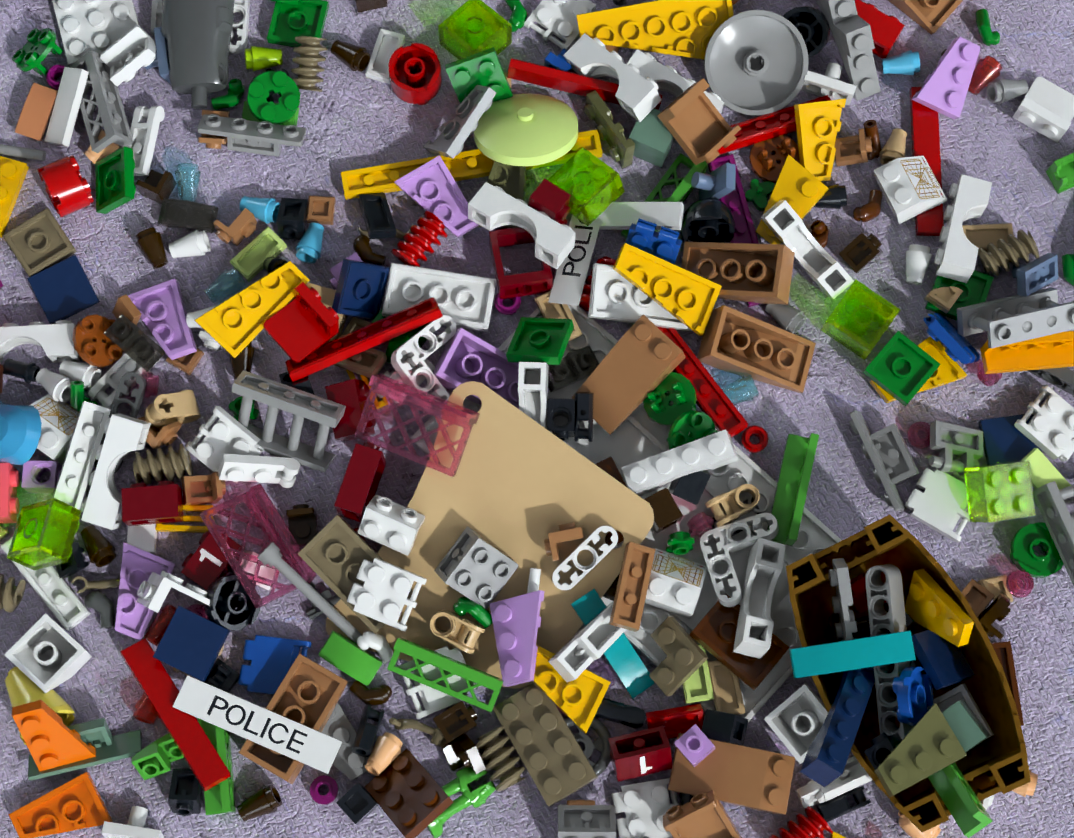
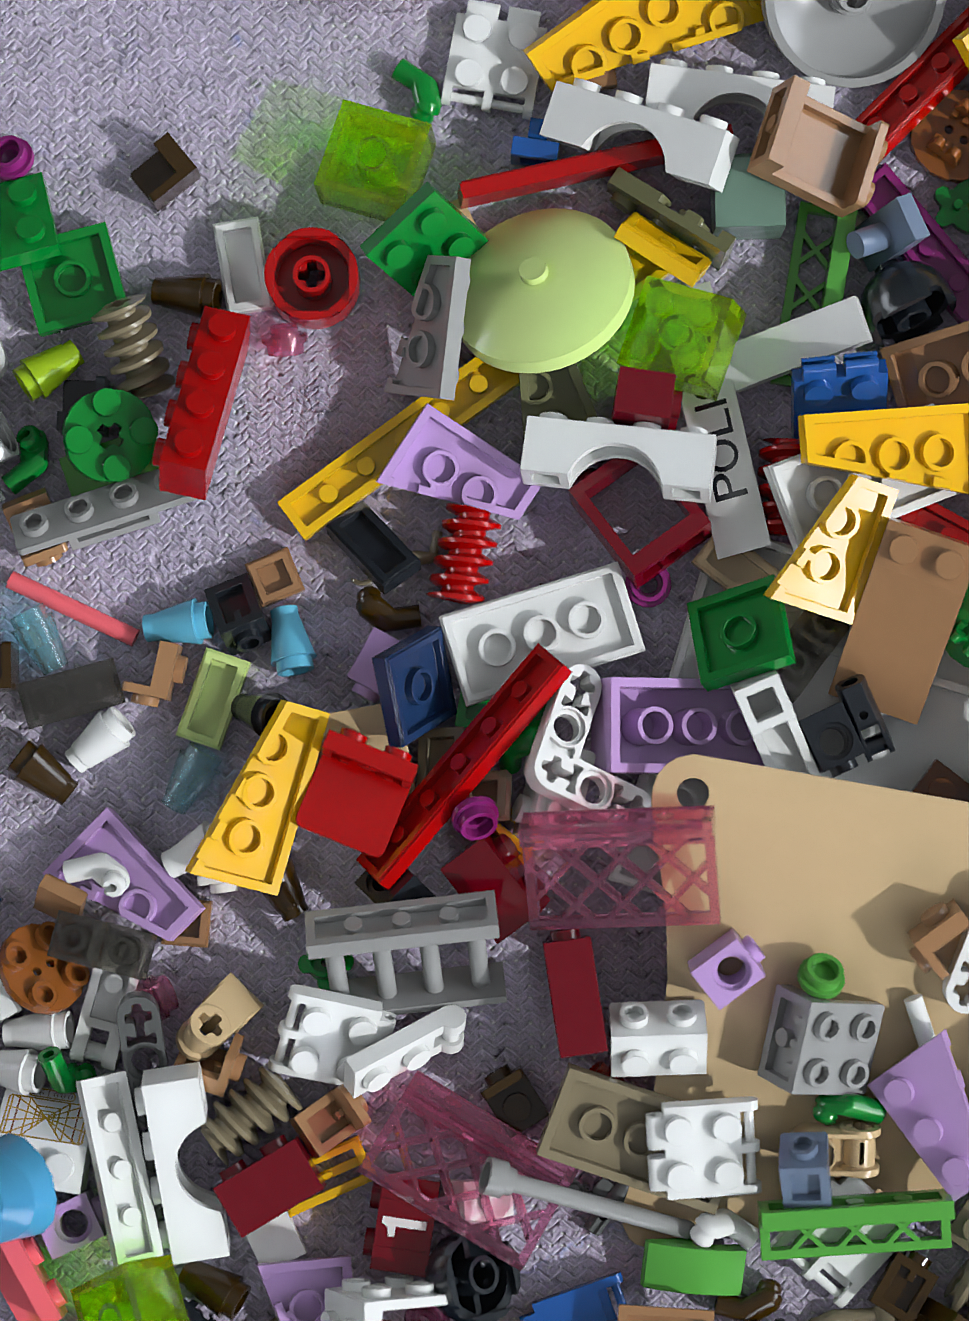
camera: 20 degrees left, 10 degrees up
(154, 304) = (102, 869): none -> white arm
(212, 177) = (73, 608): none -> coral bar
(327, 102) = (203, 403): none -> red brick
(352, 370) = (475, 817): none -> magenta plate
(386, 98) = (284, 340): none -> clear pink plate
(431, 627) = (805, 1170): none -> sand blue bracket
(433, 505) = (725, 988): none -> lavender brick
(492, 531) = (821, 976): none -> bright green plate
(597, 137) = (663, 249): none -> yellow tile
(607, 322) = (838, 552): none -> yellow wing

